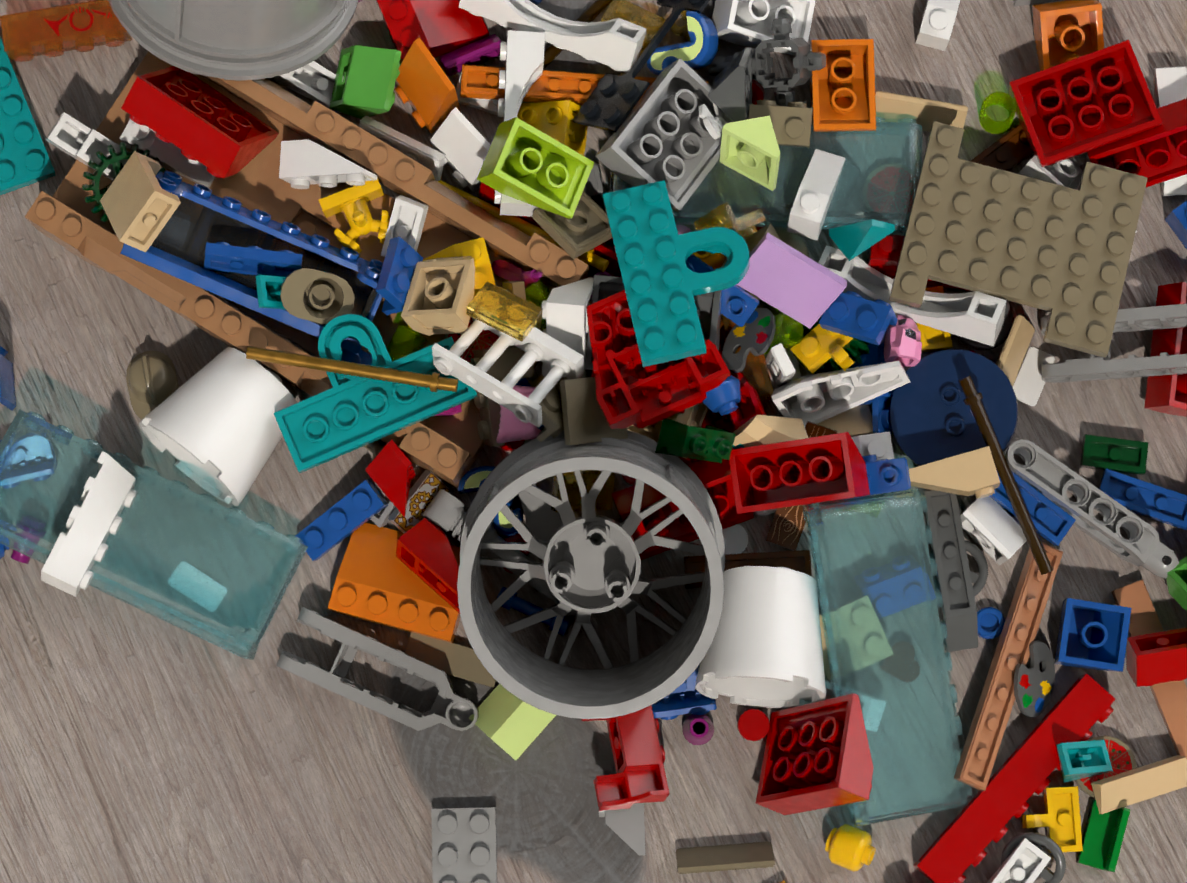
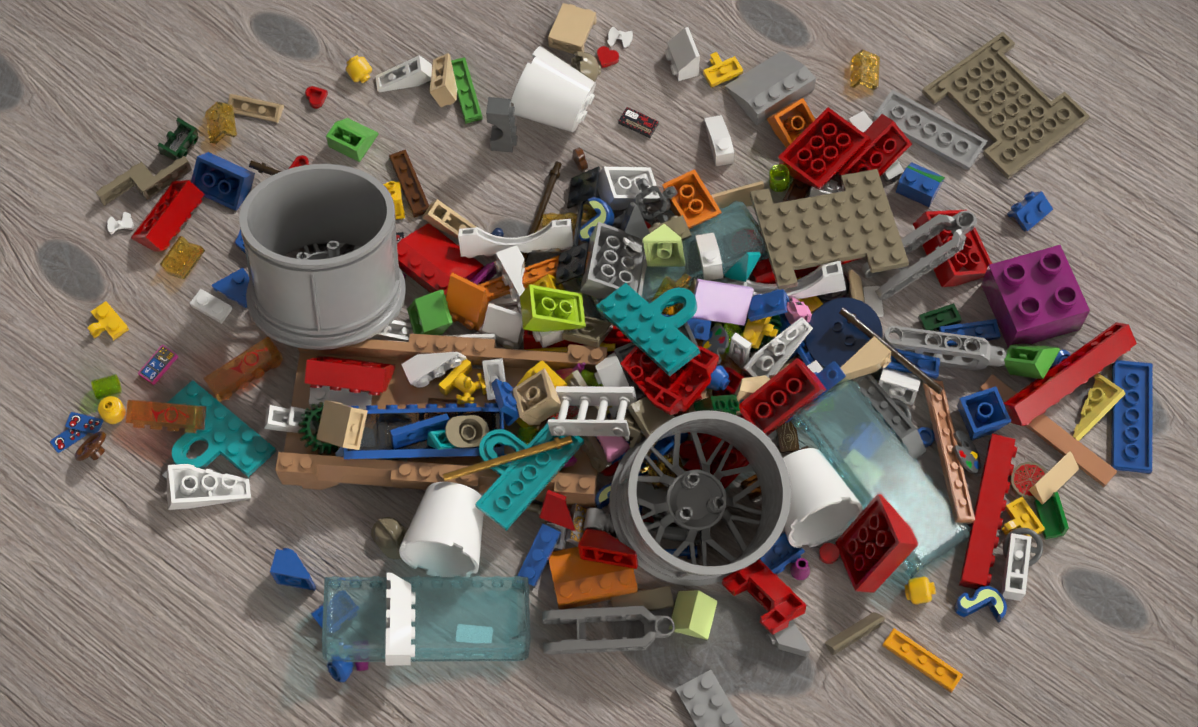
camera: 30 degrees left, 15 degrees down
(505, 311) = (577, 386): clear yellow bracket -> none
(1083, 759) = (1017, 480): teal slope -> none

